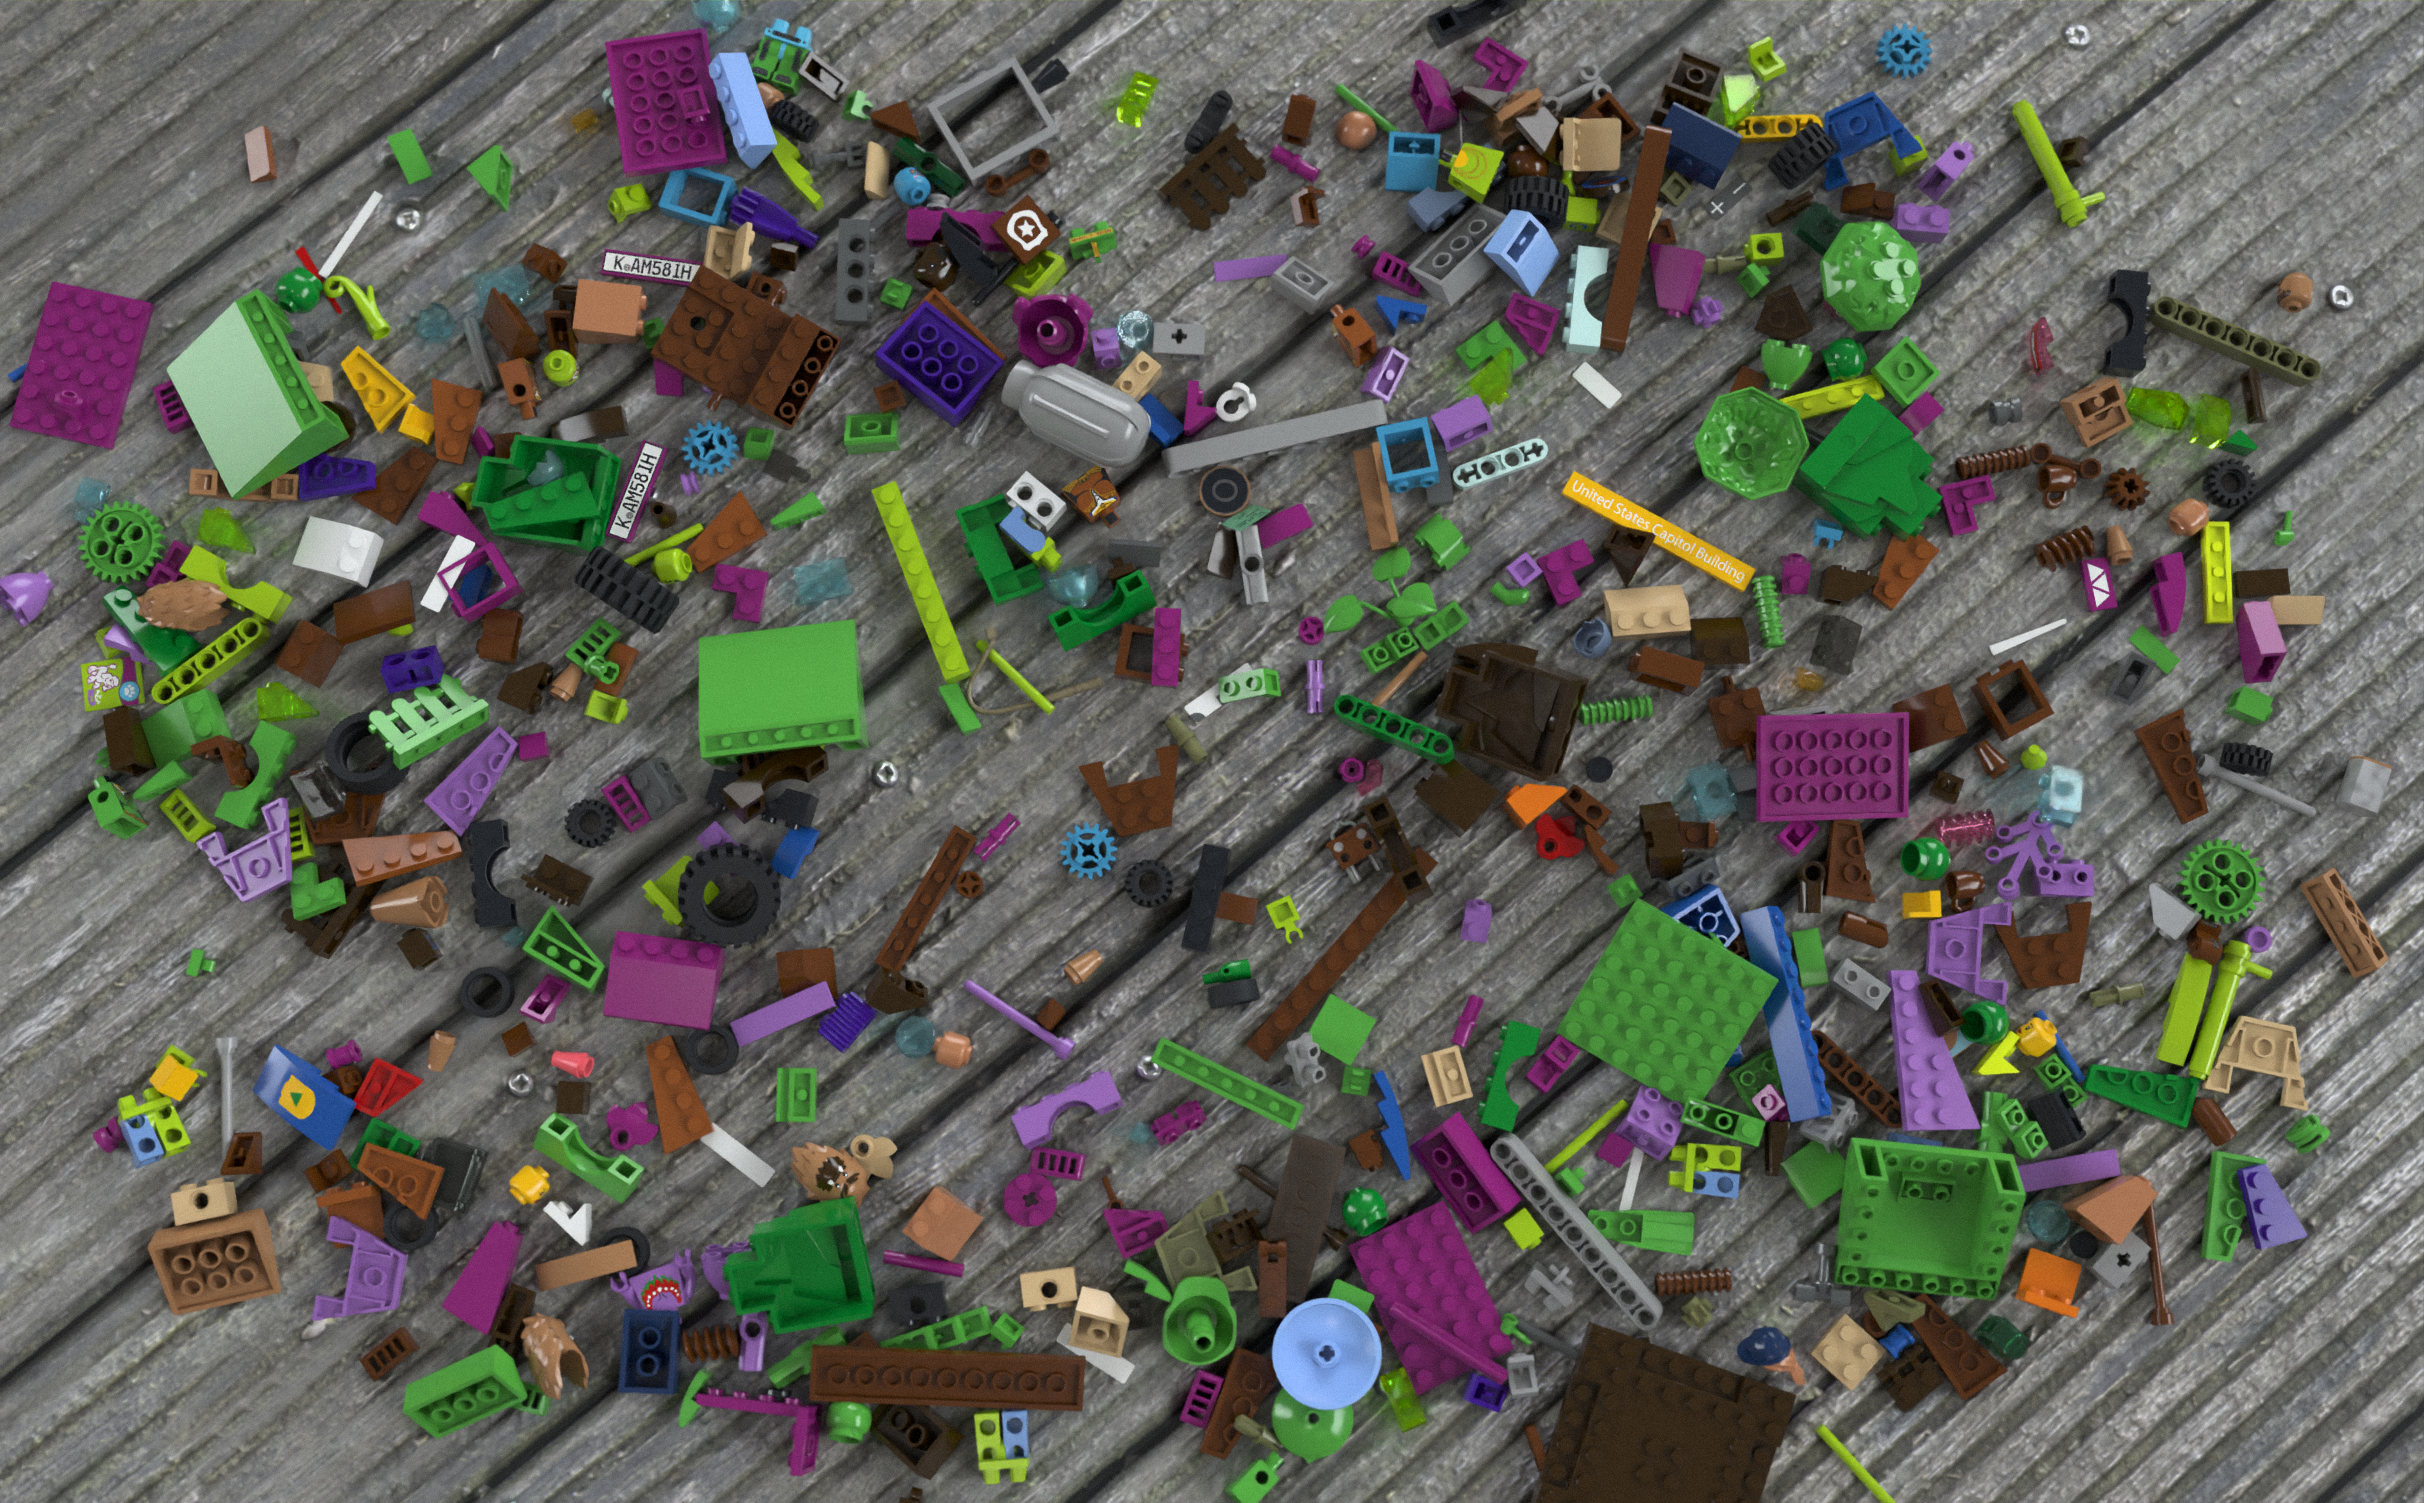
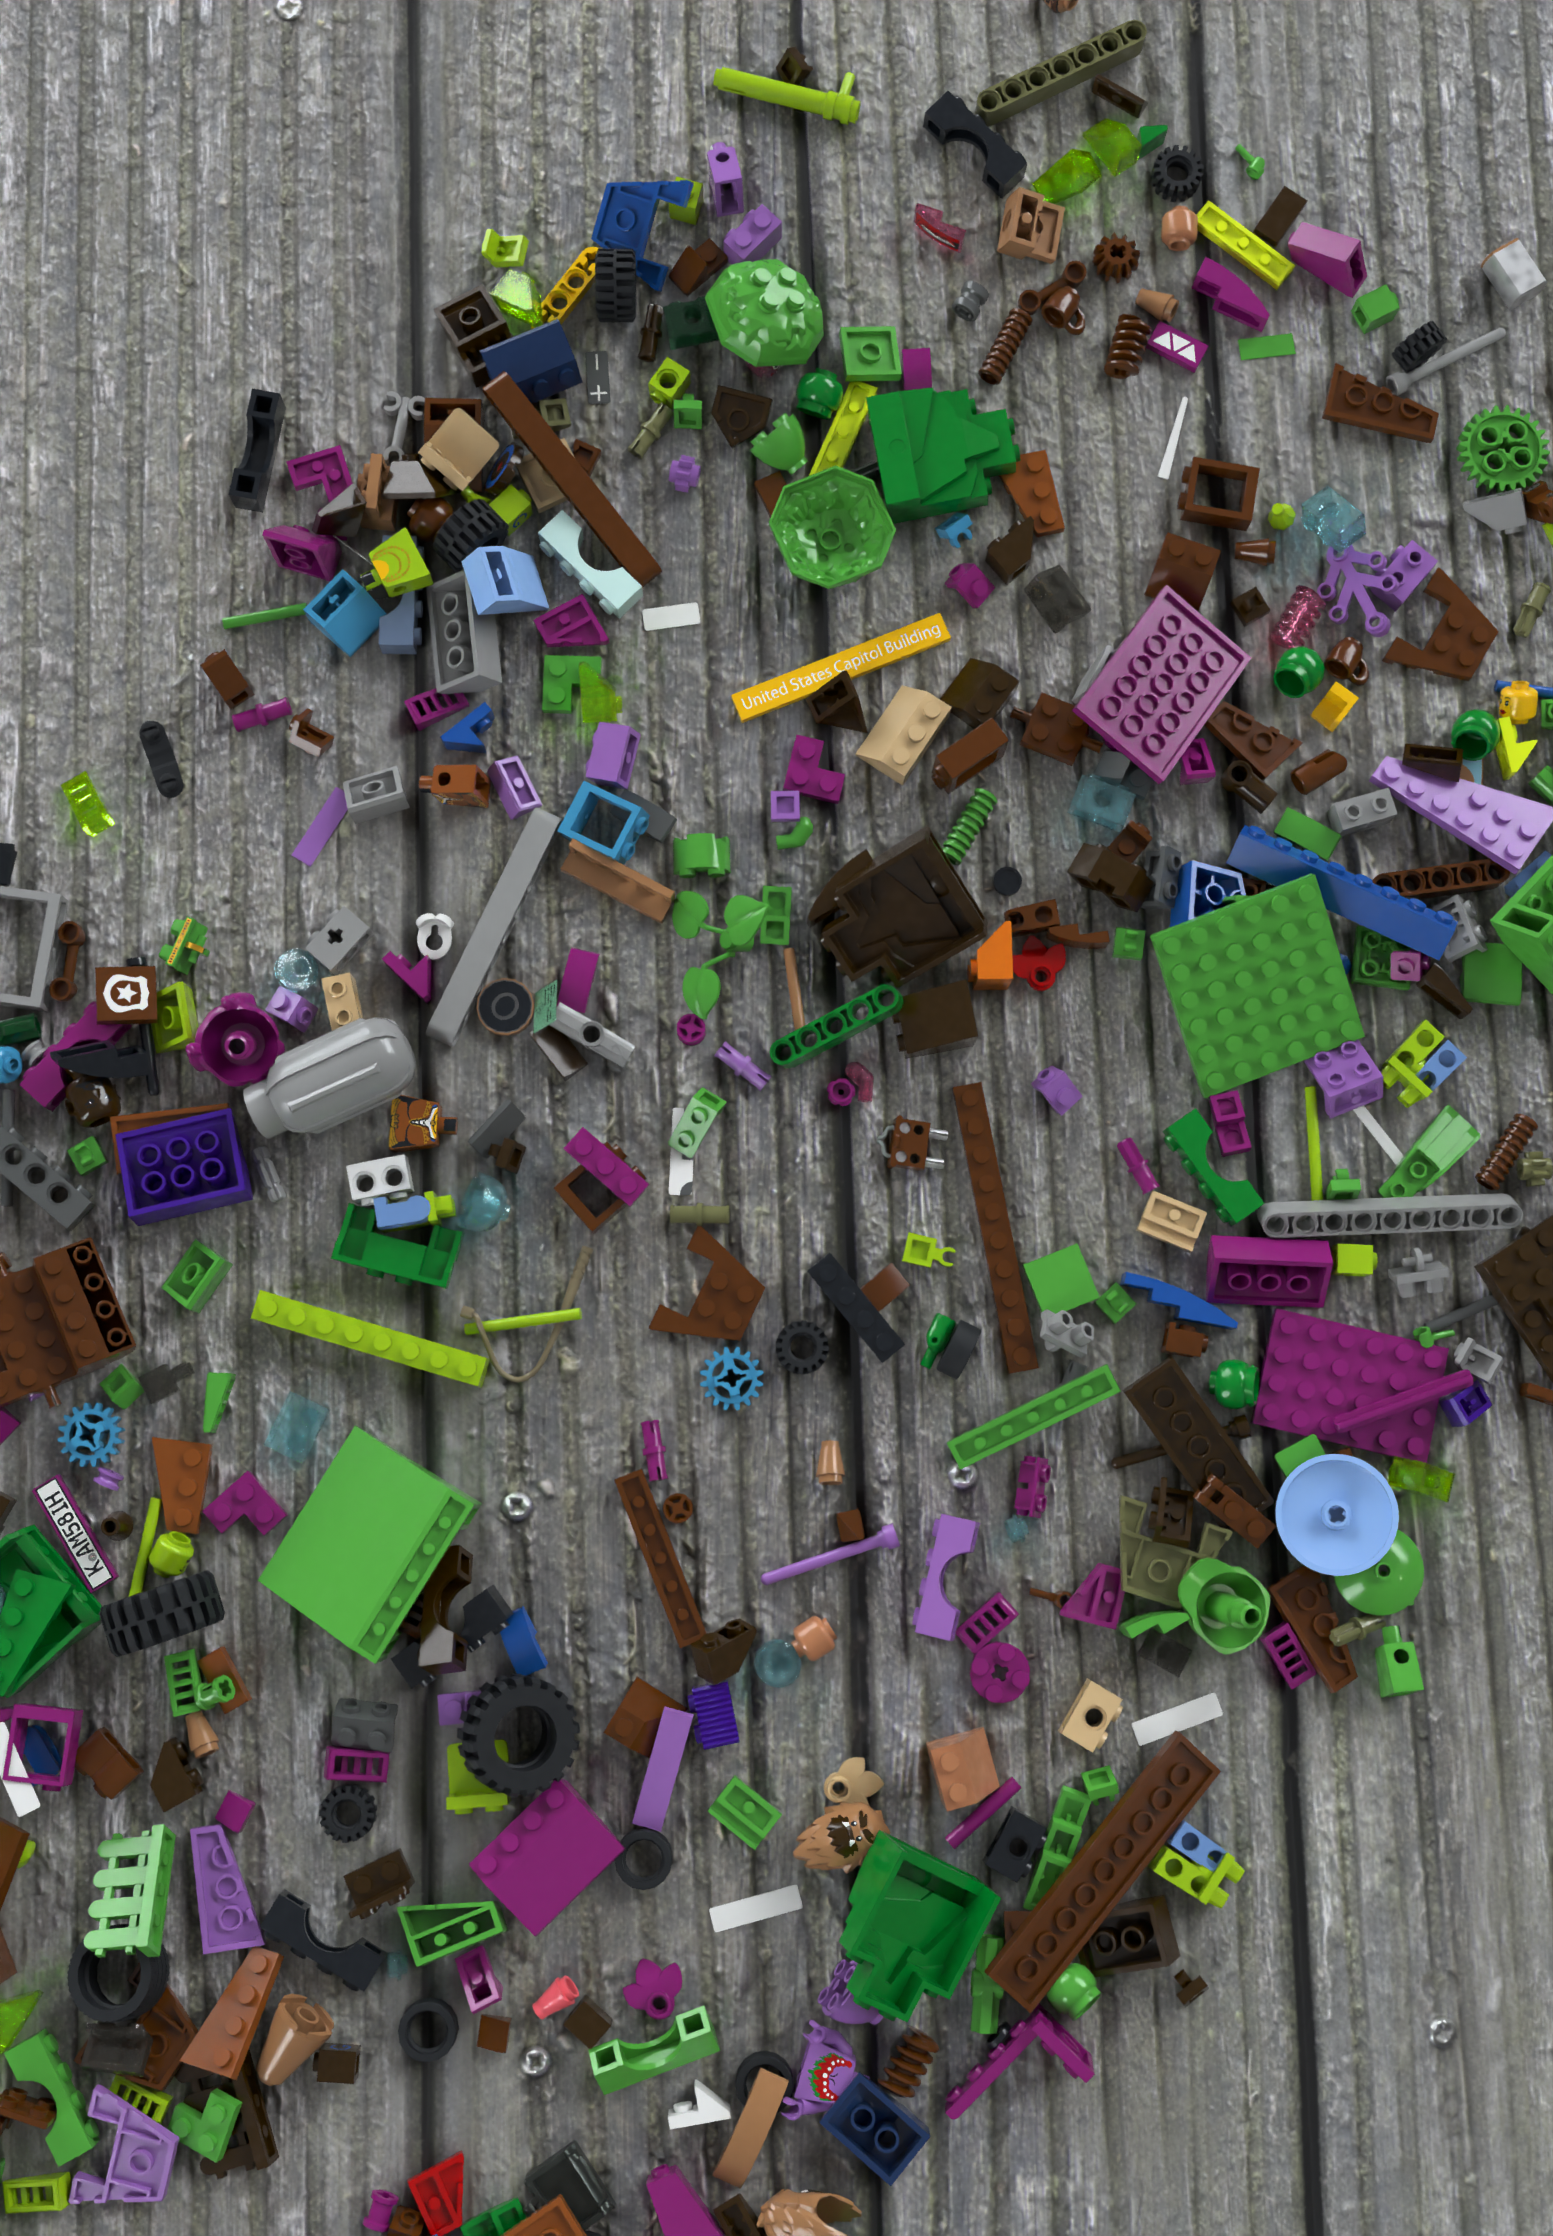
camera: 55 degrees left, 0 degrees up
(412, 669) = (71, 1871): dark purple brick -> none
(440, 1050) = (446, 2114): medium nougat cone -> none
(529, 1184) = (636, 2124): yellow head -> none
(606, 708) = (253, 1715): lime bracket -> none
(676, 1097) = (663, 1925): dark orange wing -> none
(689, 1406) = (949, 2126): bright green slope -> none
(753, 1347) = (940, 2027): medium lavender piece -> none
(889, 397) = (178, 1235): reddish brown tile -> none
(959, 708) = (512, 1393): bright green slope -> none
(1099, 1323) = (1155, 1695): tan slope -> none
(1128, 600) = (536, 1166): green arch -> none
(1164, 425) = (404, 1011): blue panel -> none
(1218, 166) = (216, 809): dark brown fence -> none
(1355, 130) = (275, 639): nougat hair -> none
(1363, 247) = (386, 715): magenta bush -> none
(1389, 650) = (761, 976): bright green slope -> none
(1398, 851) = (946, 1107): dark brown arch -> none
(1499, 463) = (670, 751): light aqua beam -> none
(1593, 639) = (891, 795): sand blue hair -> none
(1615, 1149) = (1344, 1128): magenta slope -> none
(1676, 277) = (633, 474): magenta slope -> none
(1723, 1122) = (1392, 1017): bright green slope -> none
(1768, 612) = (985, 631): bright green piece -> none
(1808, 680) = (1069, 646): clear yellow slope -> none
(1901, 53) = (592, 130): dark azure gear -> none
(1956, 947) = (1393, 707): medium lavender wing -> none
(1958, 503) = (1017, 400): magenta plate -> none
(2130, 678) = (1278, 384): dark grey slope -> none
(2297, 609) = (1325, 205): tan slope -> none

